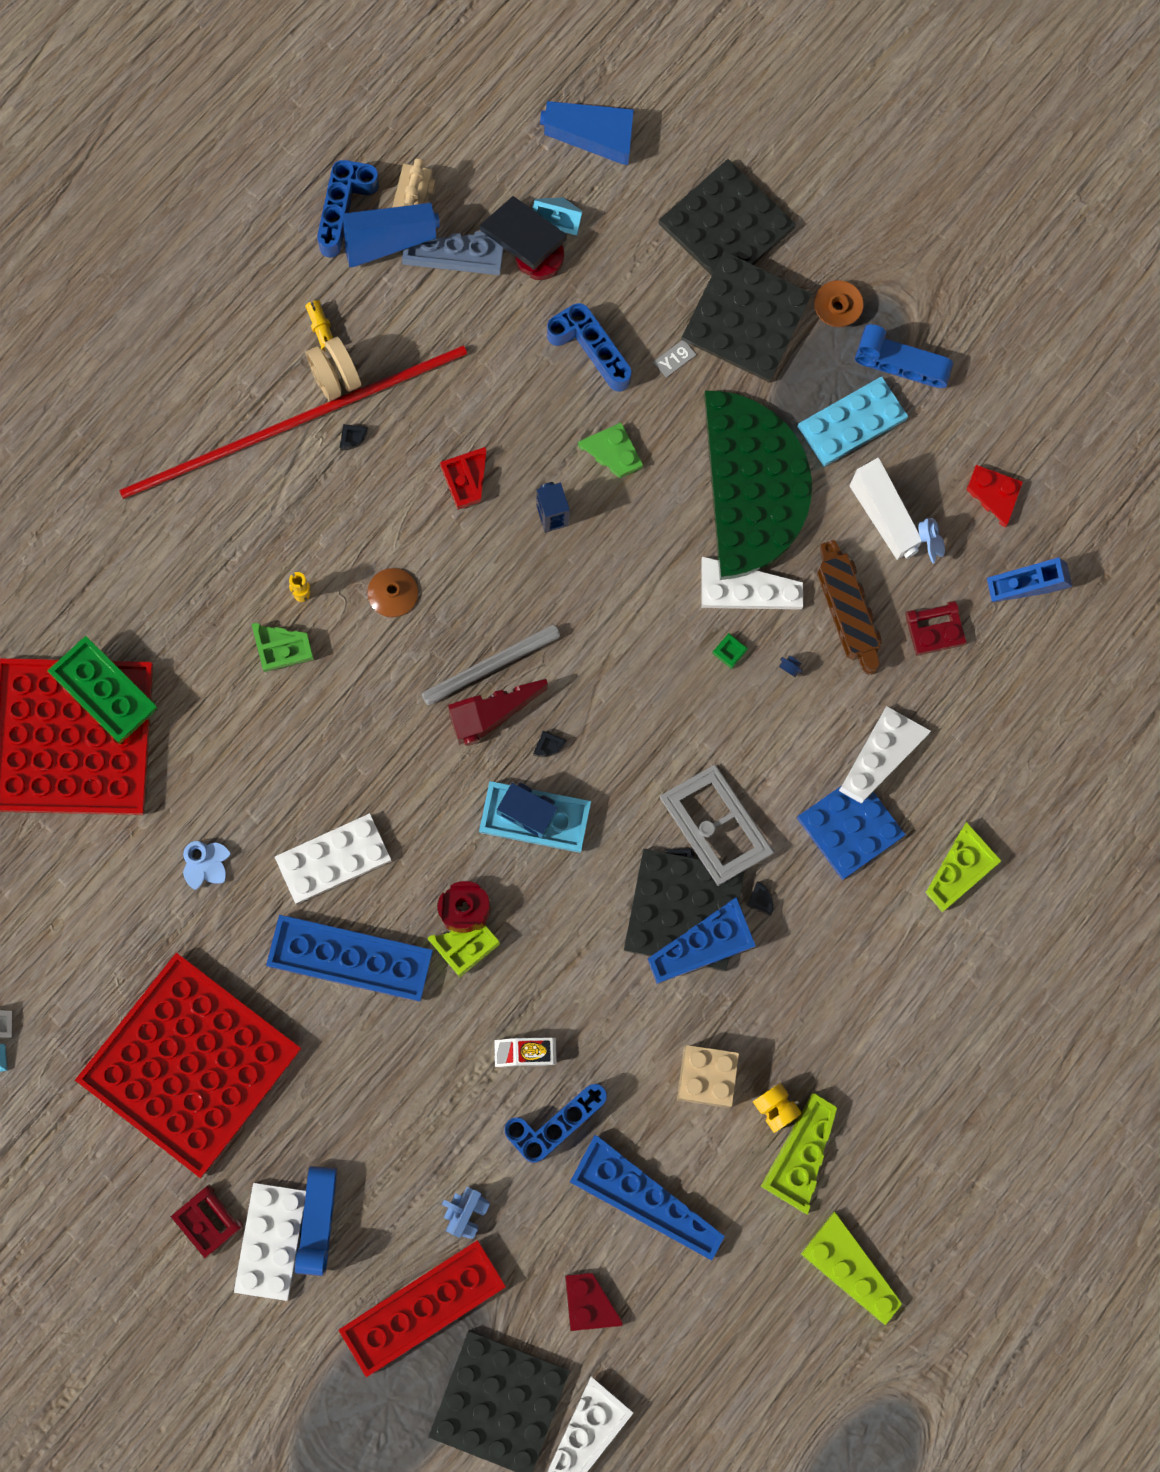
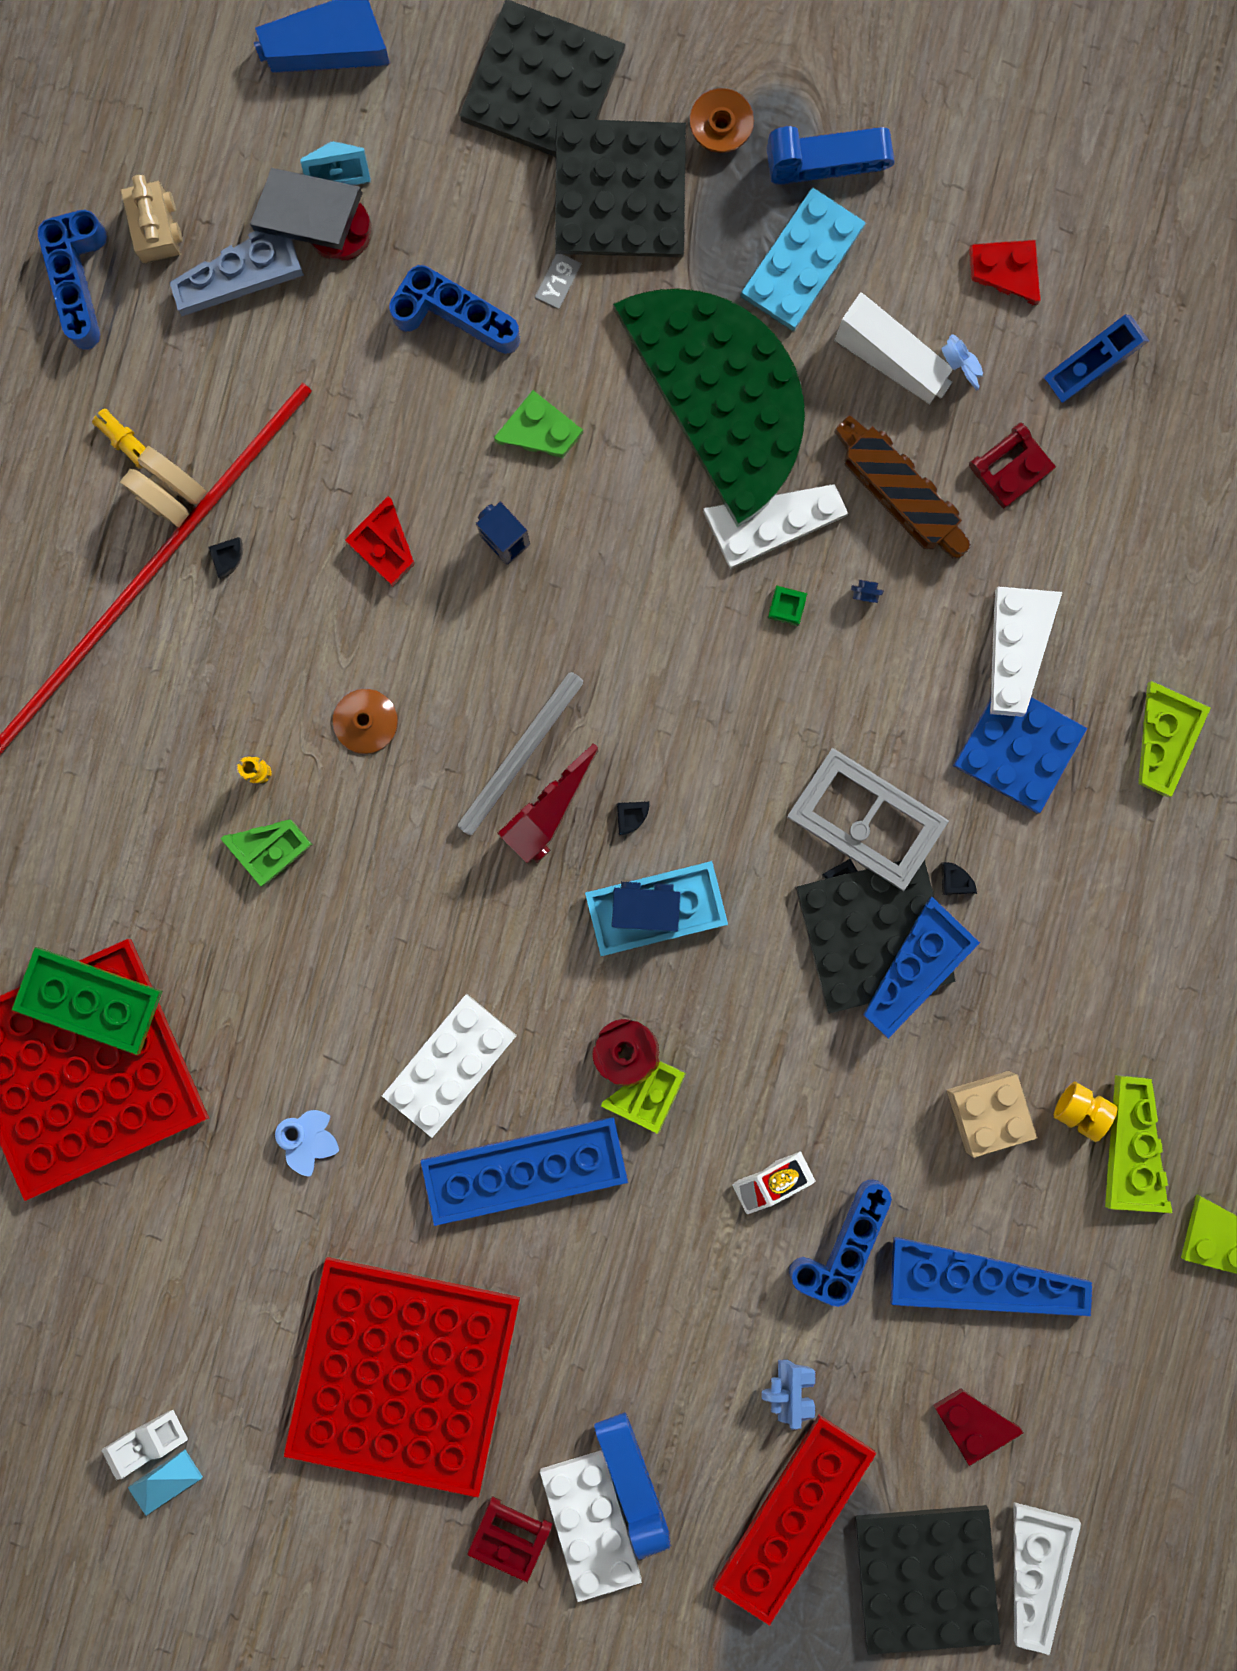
camera: 20 degrees left, 10 degrees up
(387, 231) = (143, 284): blue slope -> none

